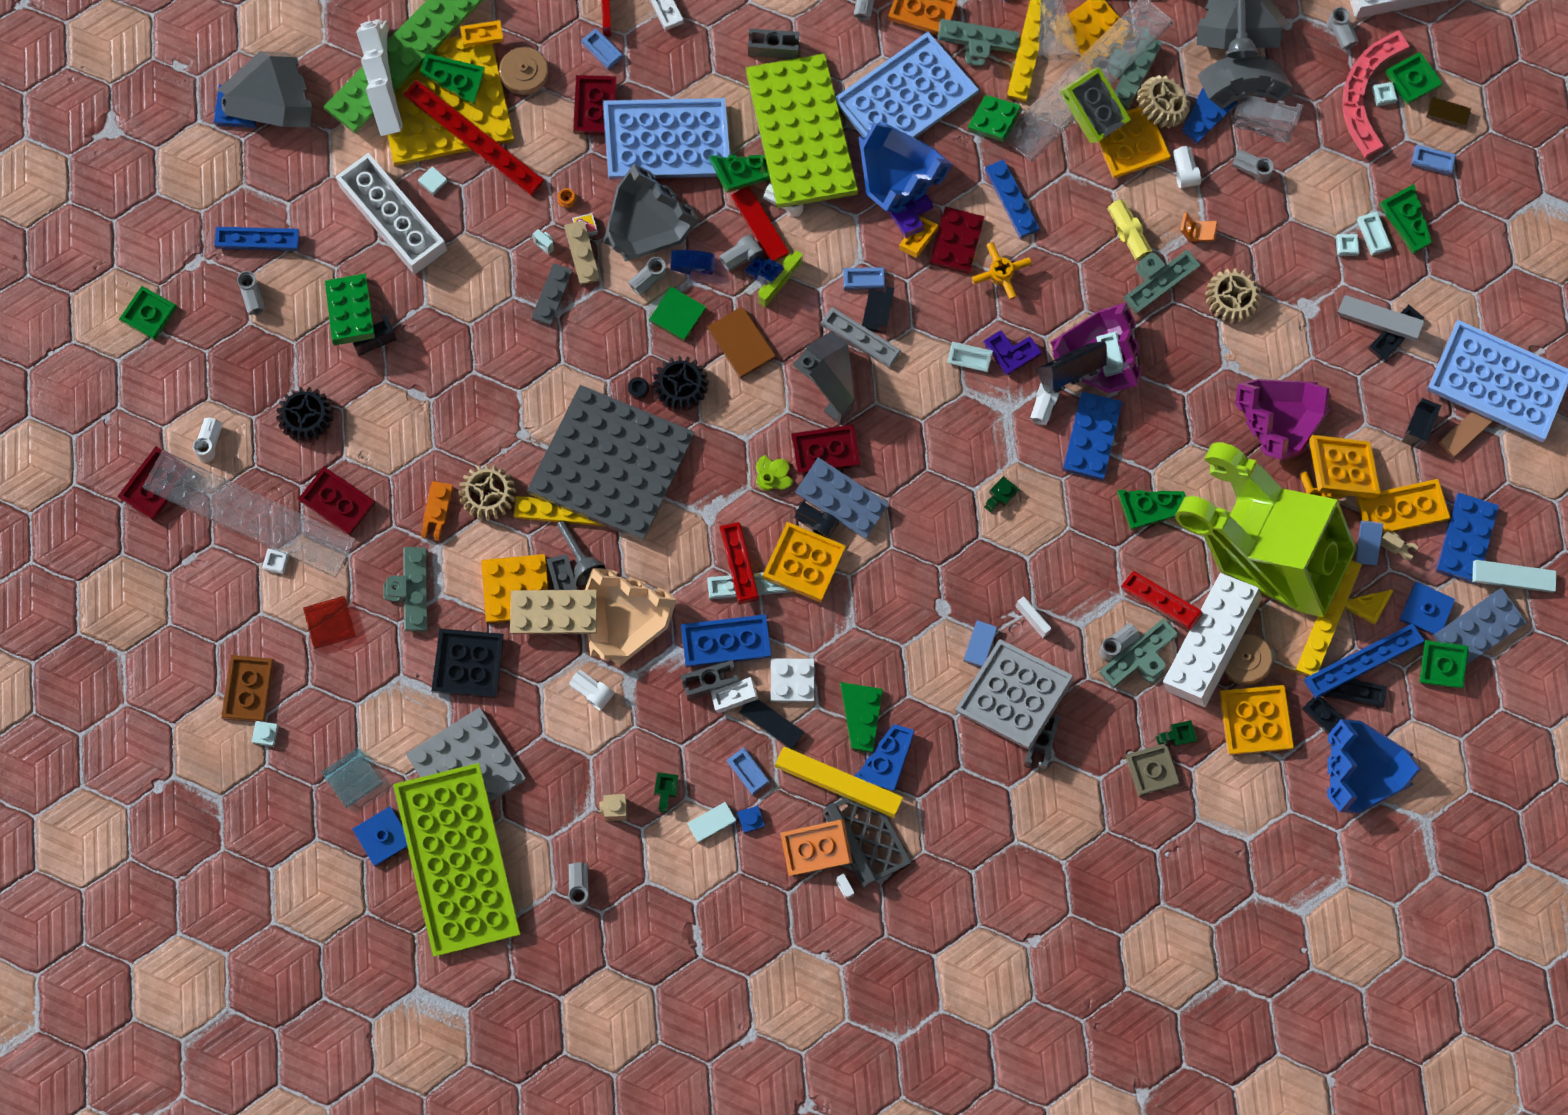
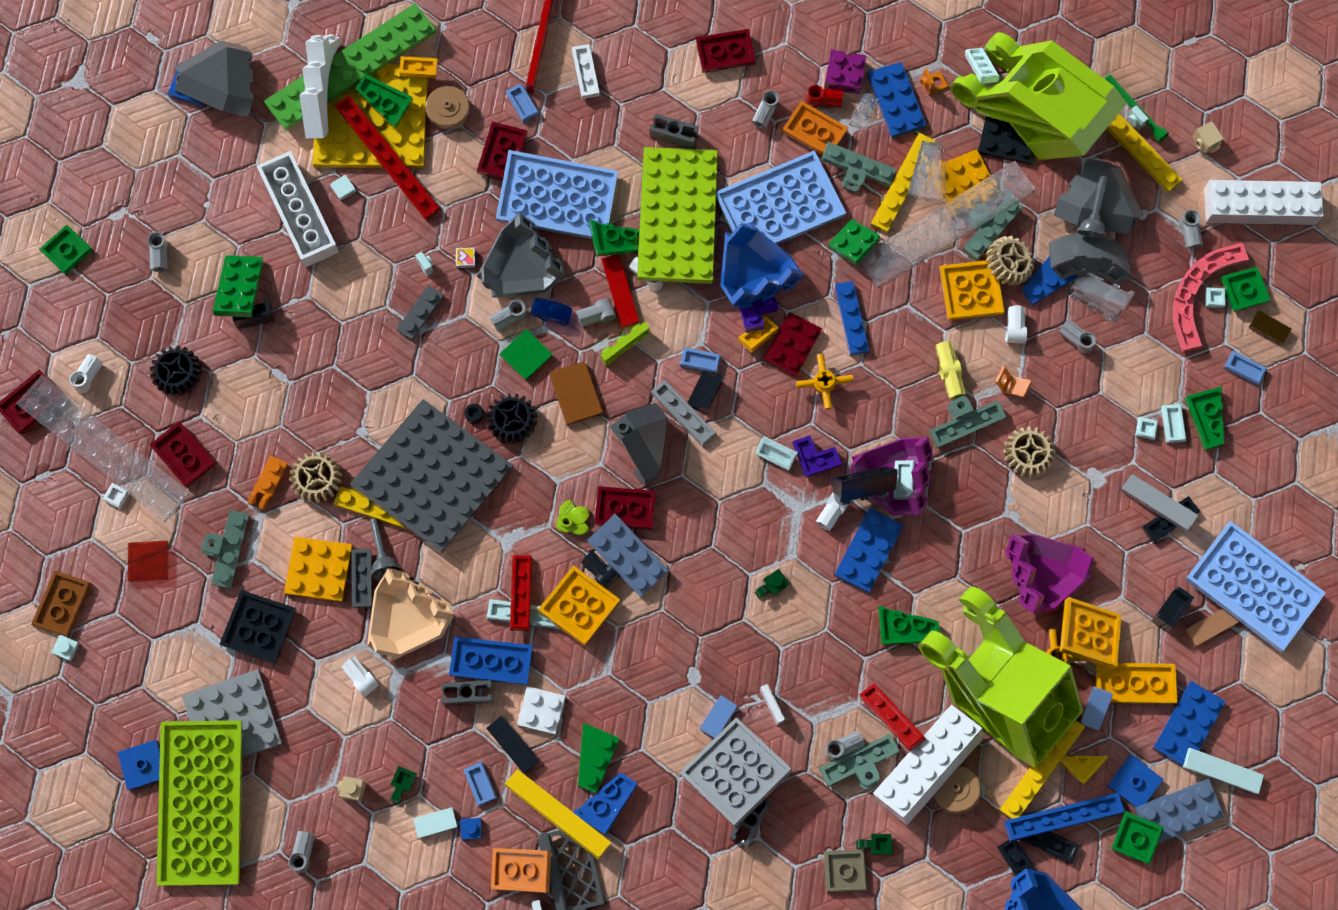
camera: 15 degrees right, 0 degrees up
(257, 238) = (176, 205): blue plate -> none
(352, 777) = (130, 705): clear light blue tile -> none
(553, 612) = (344, 599): tan plate -> none
(566, 192) = (455, 224): orange plate -> none
(582, 252) = (455, 281): tan plate -> none
(734, 695) = (485, 712): white plate -> none
(764, 270) = (611, 333): clear blue slope -> none
(1094, 105) = (945, 251): piece -> none
(1256, 720) = (951, 848): light orange plate -> none
(1394, 544) = (1119, 713): tan plate -> none

